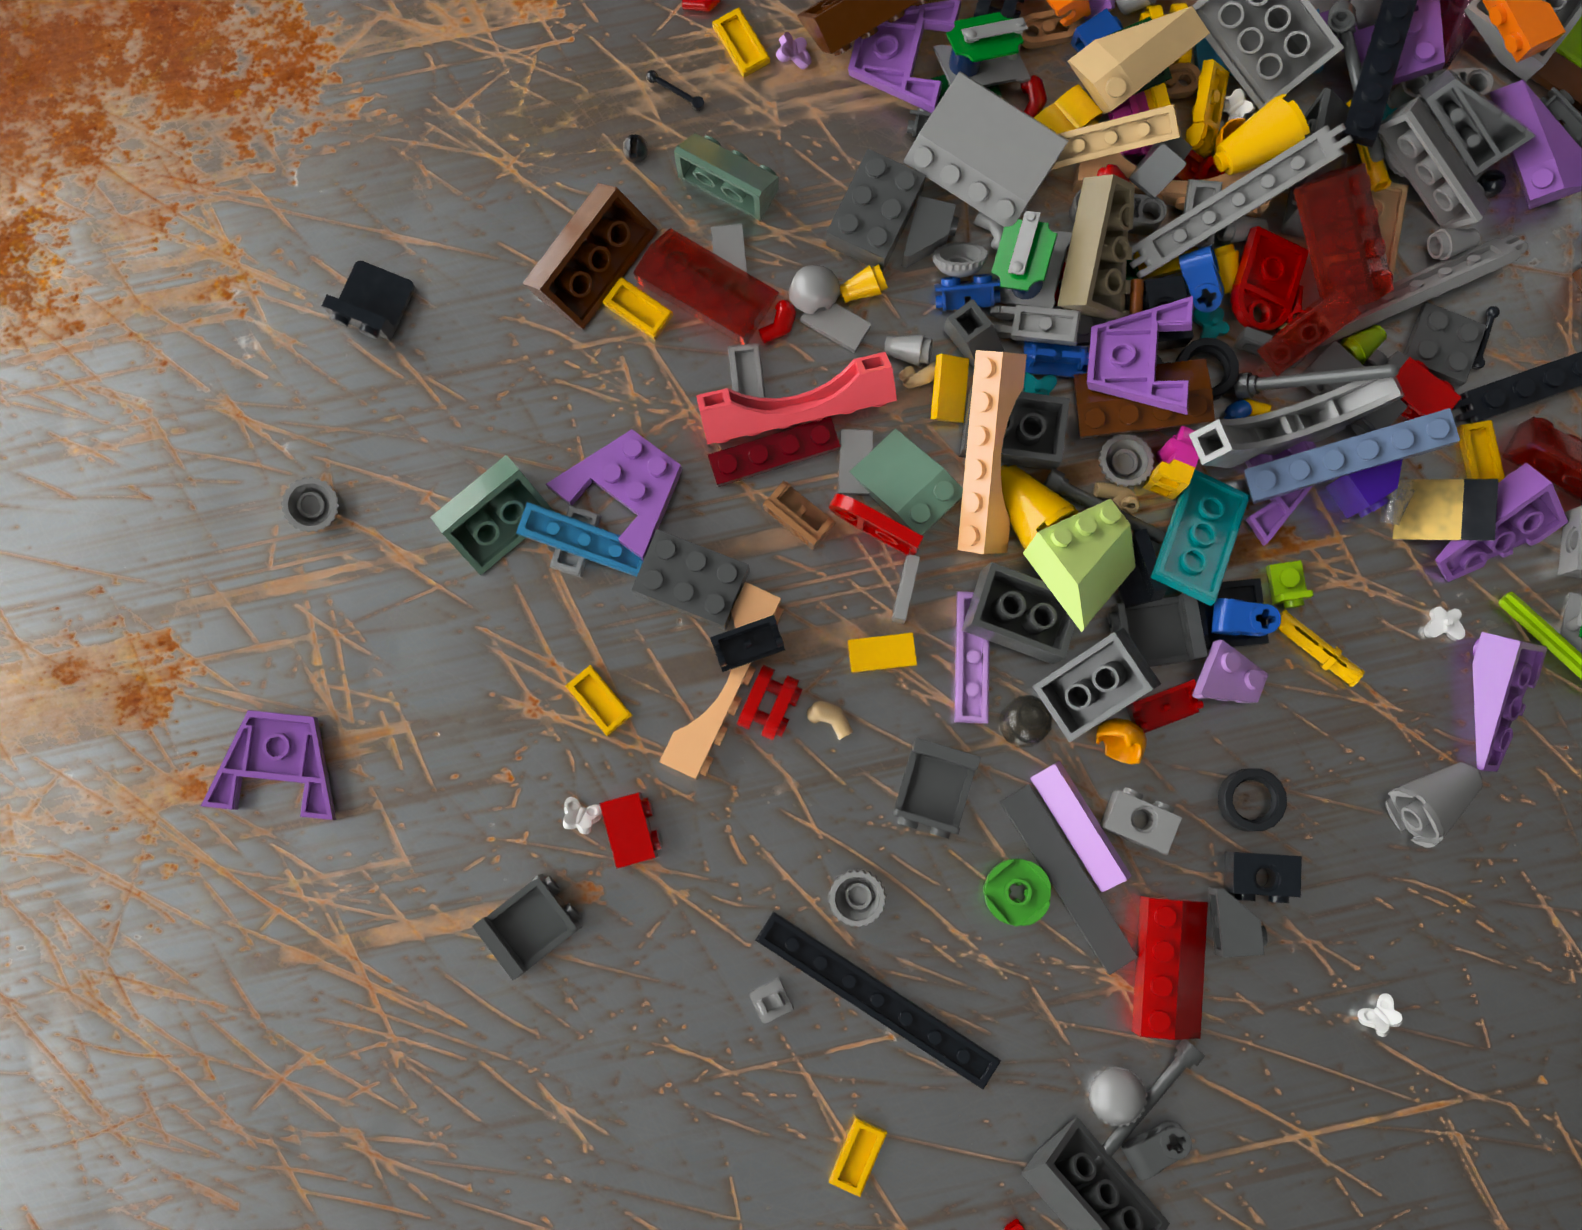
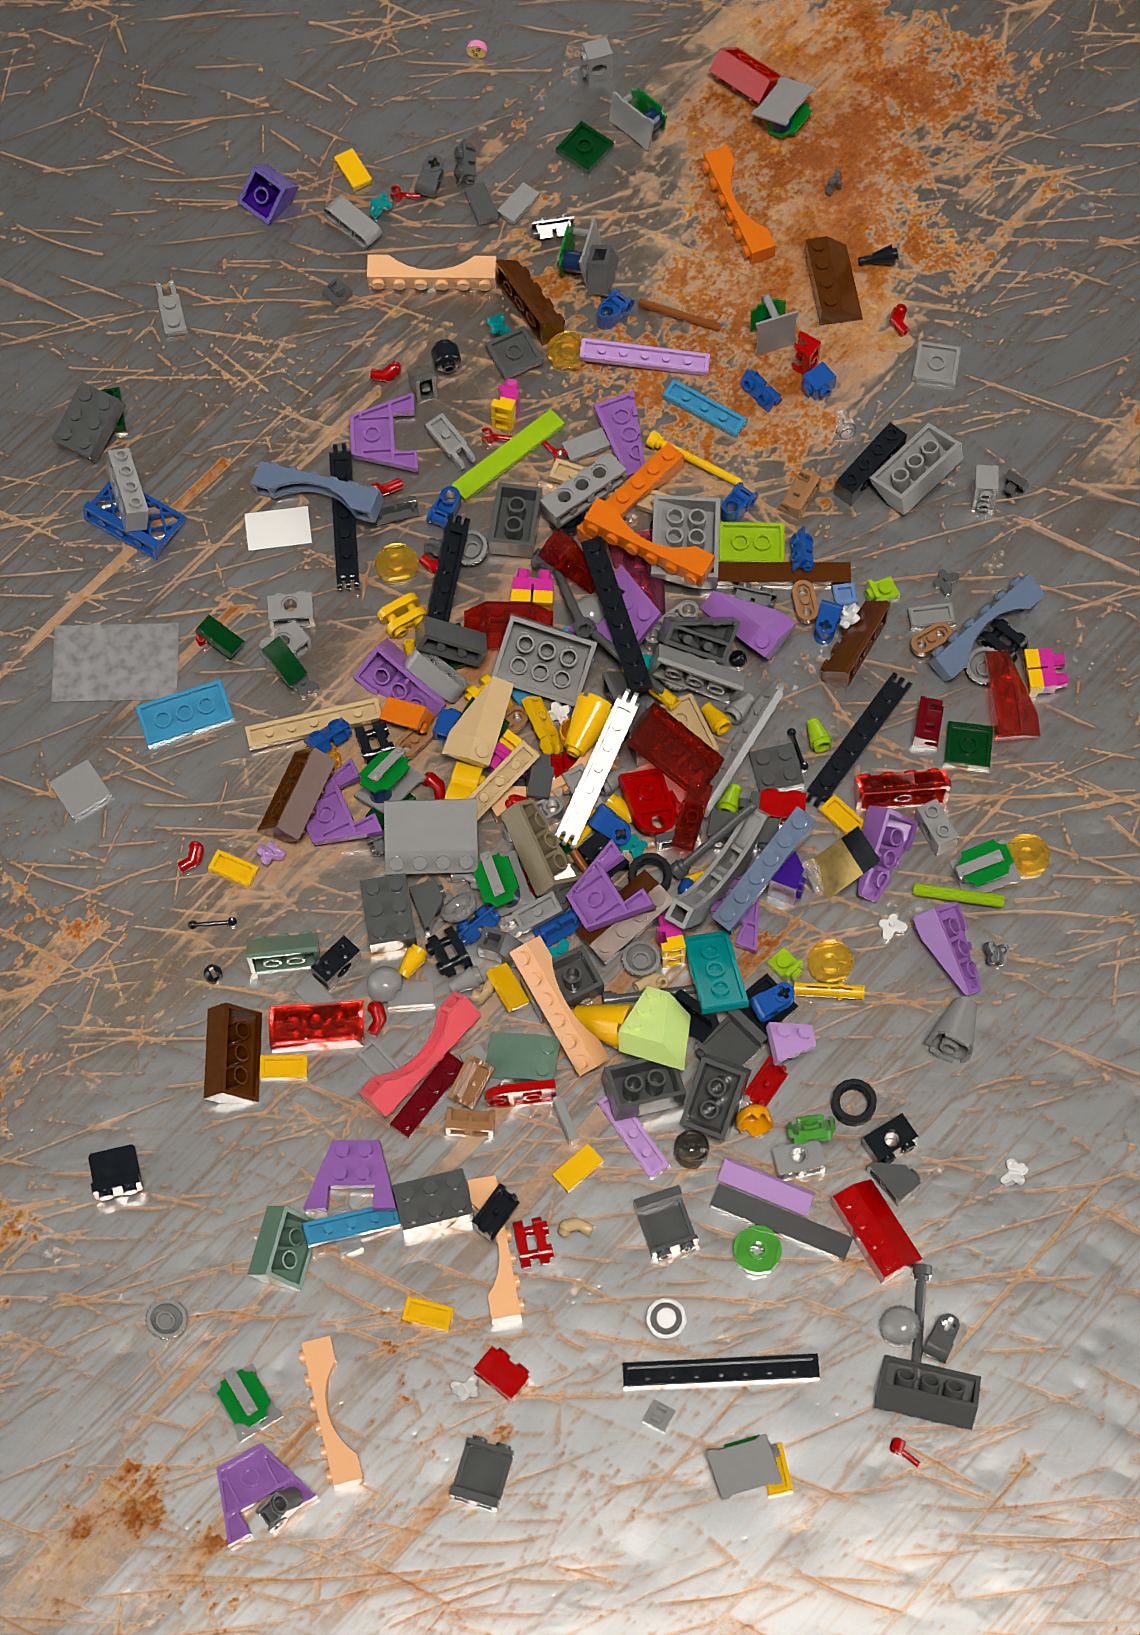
camera: 35 degrees left, 15 degrees down
(283, 805) = (280, 1507): none -> dark grey piece
(332, 657) = (245, 1401): none -> piece
(388, 801) = (343, 1462): none -> light nougat arch
(777, 228) = (336, 963): none -> black brick
(824, 1138) = (745, 1465): none -> light grey piece
(830, 470) = (471, 1081): none -> medium nougat hinge
(900, 287) = (436, 948): none -> black brick
(1181, 799) = (811, 1128): none -> bright green plate
(1343, 615) = (830, 962): none -> clear yellow tile
(1416, 238) = (716, 719): none -> yellow cone
(1523, 338) = (818, 736): none -> lime cone
(1548, 741) = (995, 953): none -> dark grey piece

